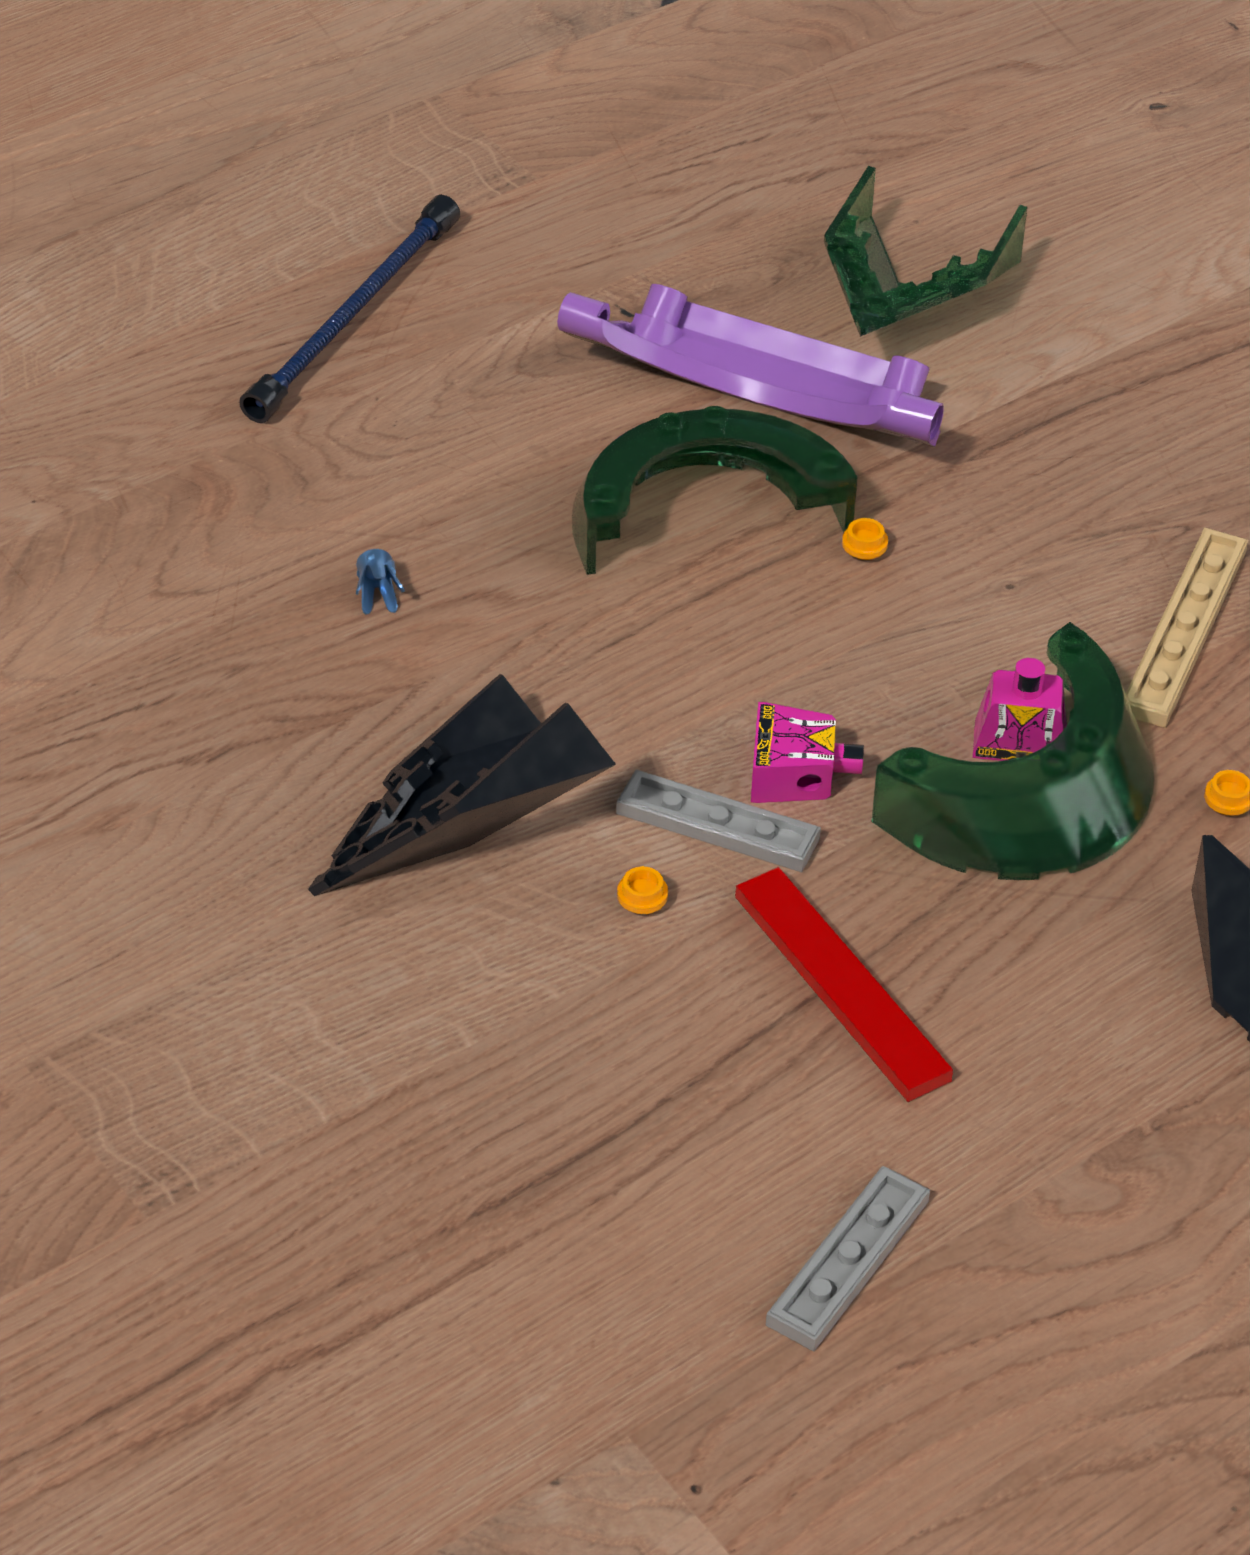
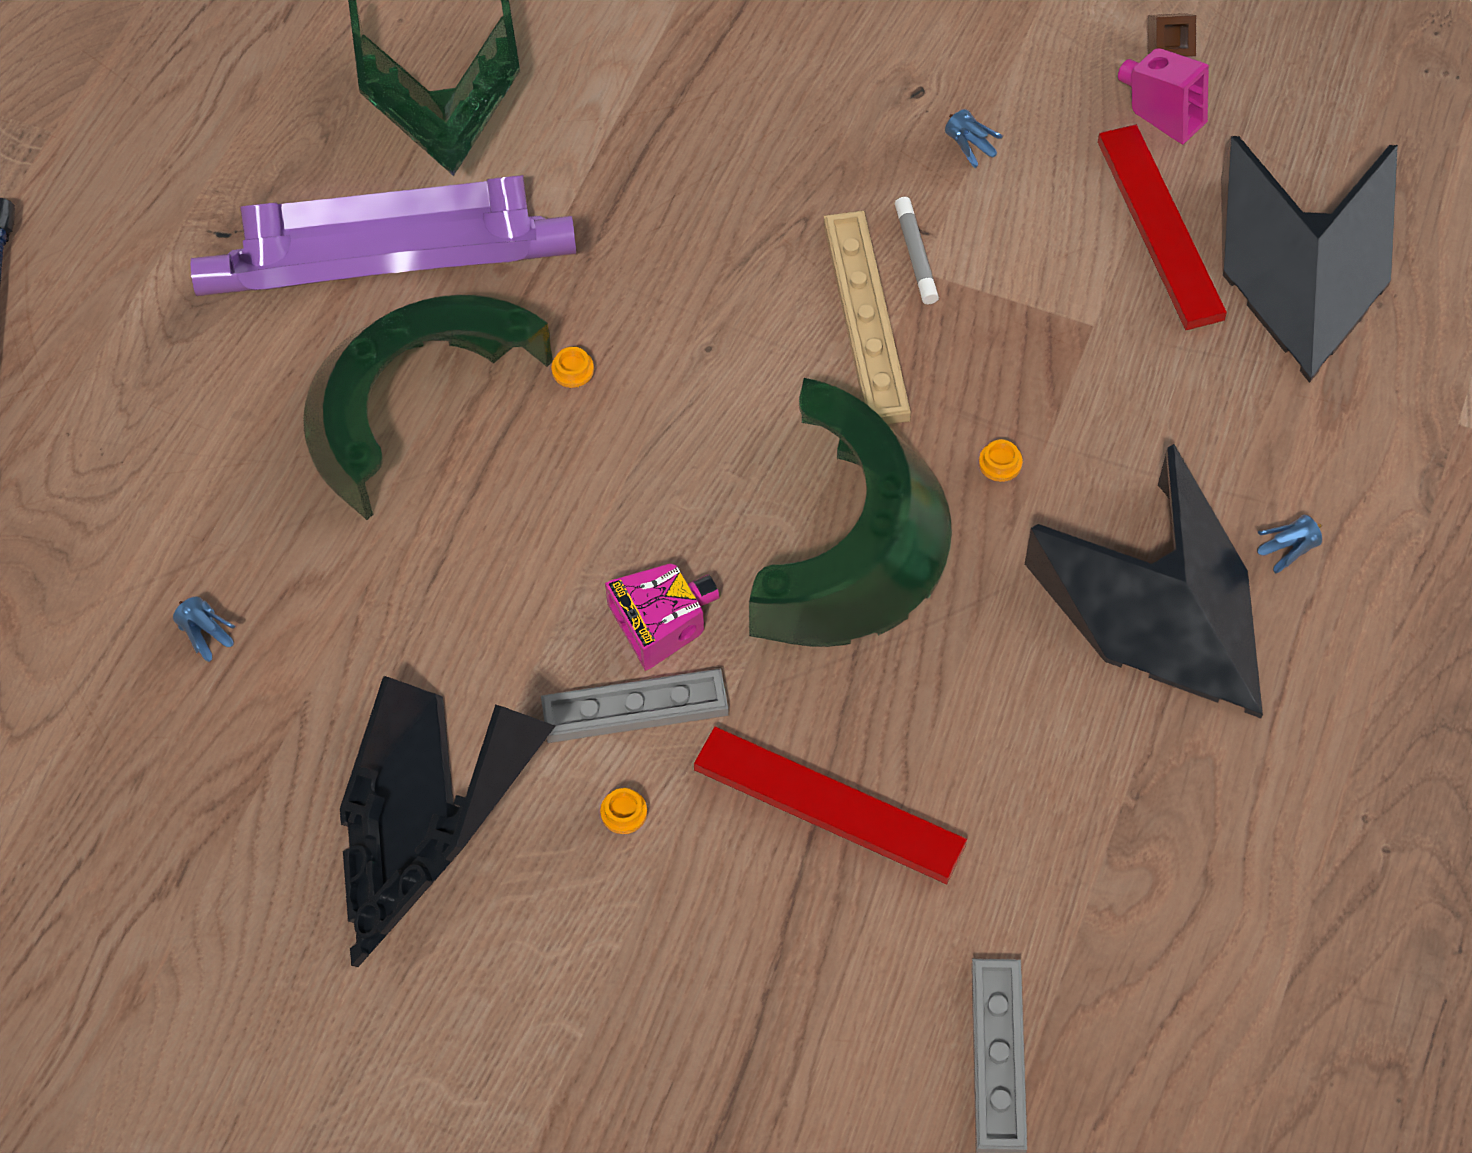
camera: 30 degrees left, 15 degrees up
(1019, 712) = (811, 482): dark pink torso -> none

